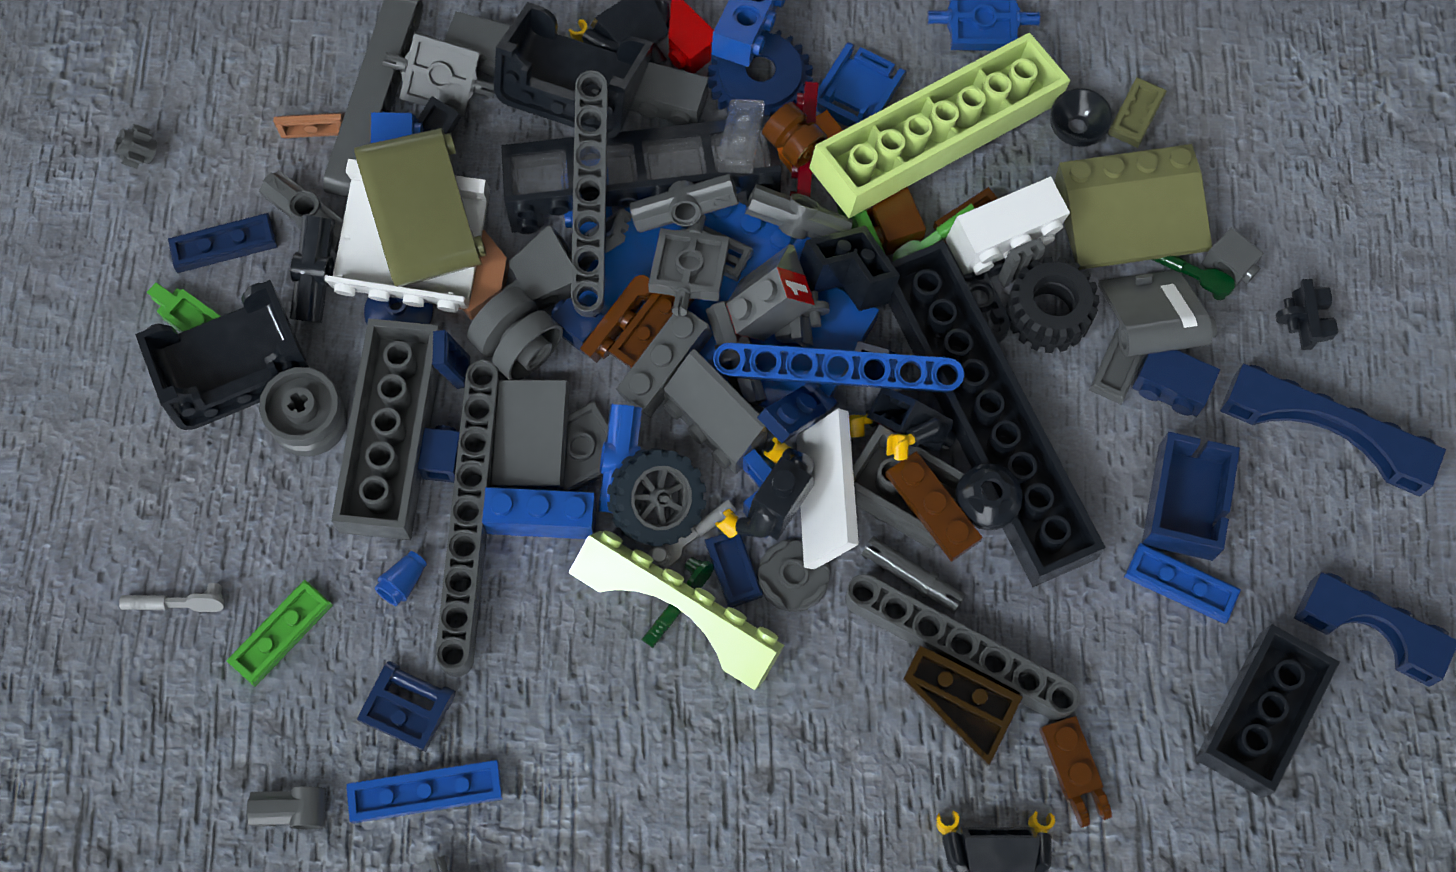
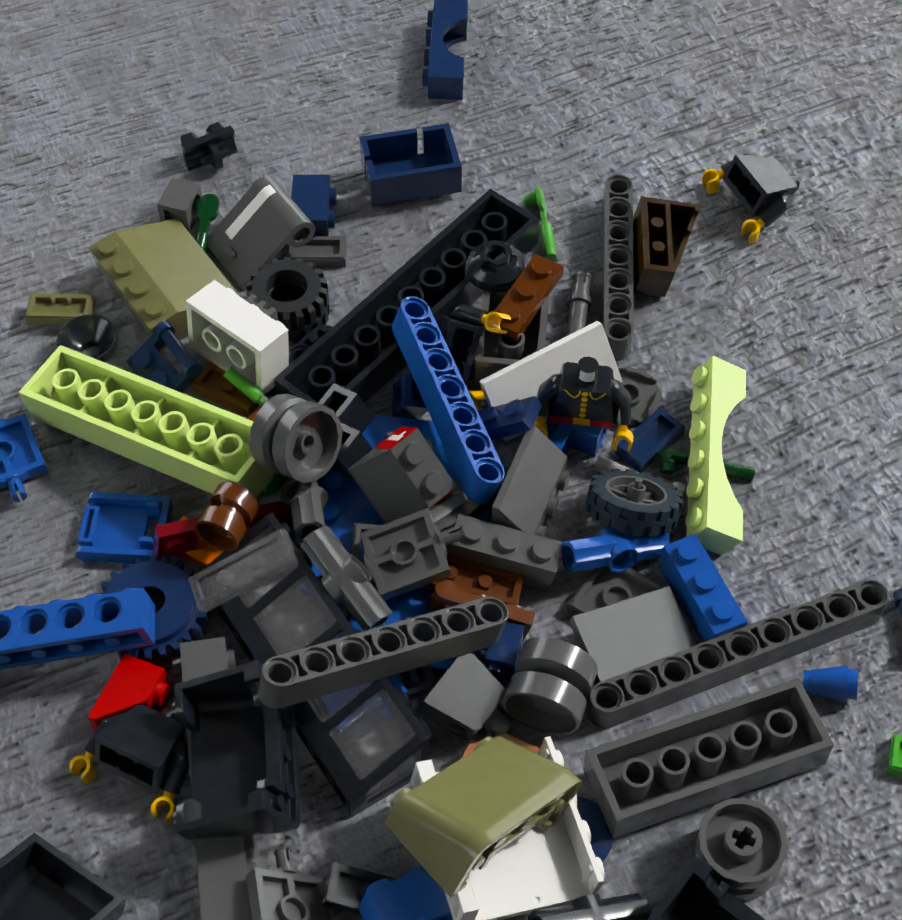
camera: 115 degrees left, 15 degrees down
(439, 454) = (696, 697): dark blue brick -> none
(450, 358) = (609, 728): dark blue plate -> none
(833, 200) = (295, 437): none -> dark grey wheel
(1019, 169) = (154, 365): none -> dark blue plate
(1075, 768) = (662, 173): reddish brown hinge -> none
(1092, 617) = (536, 199): none -> bright green piece
(1182, 583) = (476, 161): blue tile -> none
(1267, 711) = (549, 80): black brick -> none
(1400, 457) = (303, 72): dark blue arch -> none

